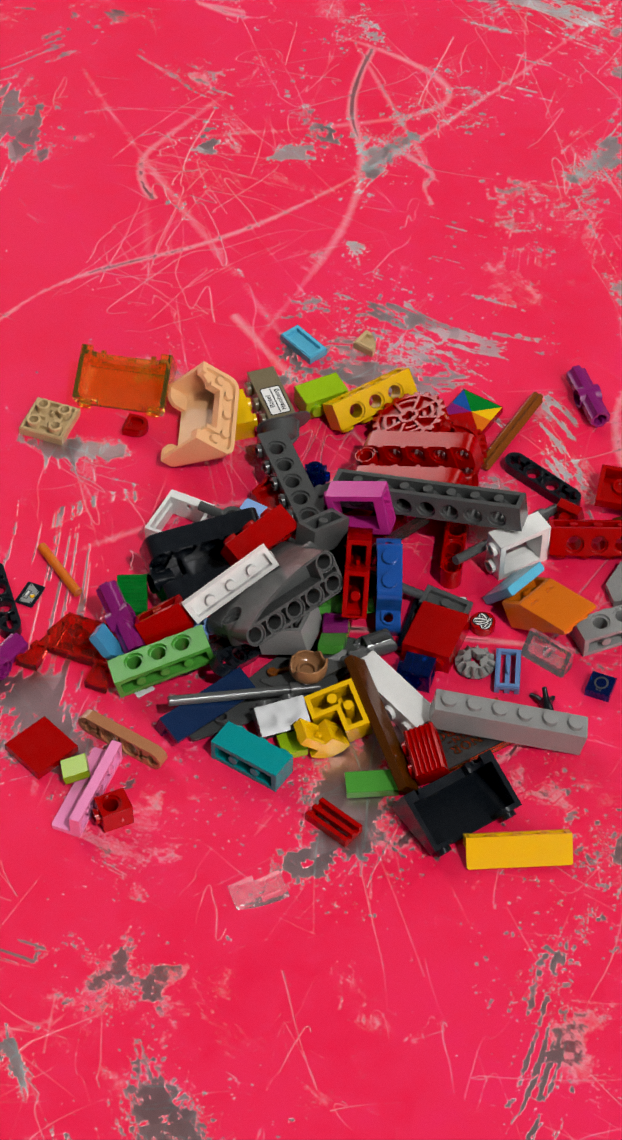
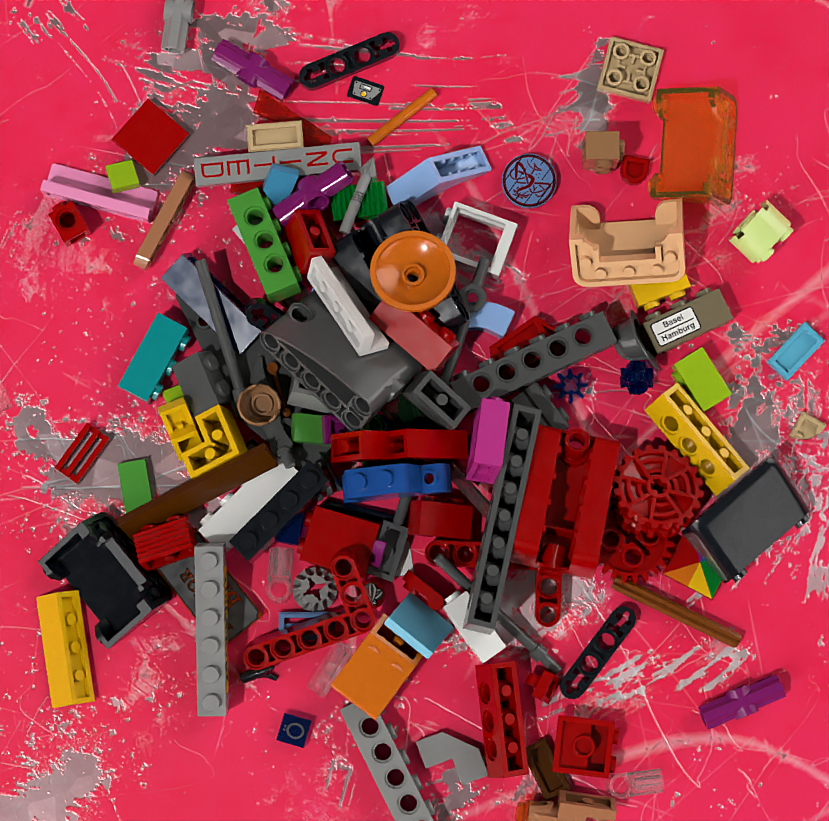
camera: 85 degrees right, 35 degrees up
(62, 648) = (274, 136): none -> tan tile
(86, 657) = (255, 166): none -> light grey tile
(119, 432) = (602, 151): none -> medium nougat brick
(122, 542) = (438, 175): none -> light blue arch
(131, 589) = (367, 172): none -> light grey piece
(133, 491) = (529, 181): none -> tile
(204, 343) = (760, 232): none -> yellowish green brick
(210, 521) = (412, 255): none -> orange dish
(313, 433) = (636, 377): none -> clear blue gear
(406, 655) = (280, 512): none -> black brick
(421, 562) = (439, 519): none -> red piece
(442, 372) = (747, 520): none -> black windscreen
(448, 600) = (378, 553): none -> magenta tile
(470, 681) = (280, 572): none -> clear piece
(484, 580) = (416, 585): none -> red plate
(507, 624) = (320, 625): none -> red beam

